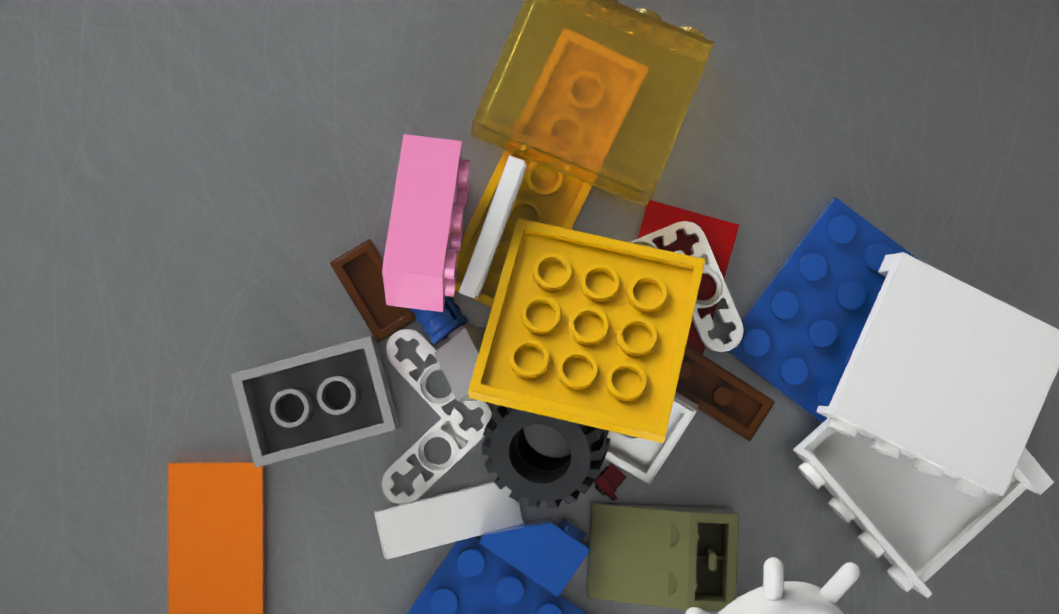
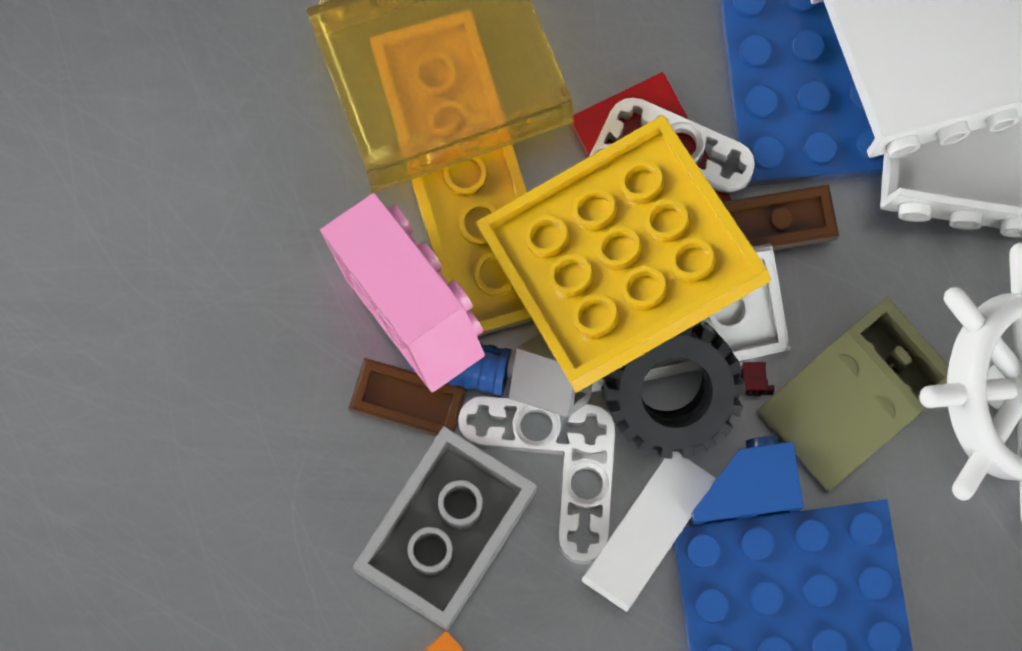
camera: 45 degrees left, 10 degrees down
(493, 227) = (463, 247): white tile -> none

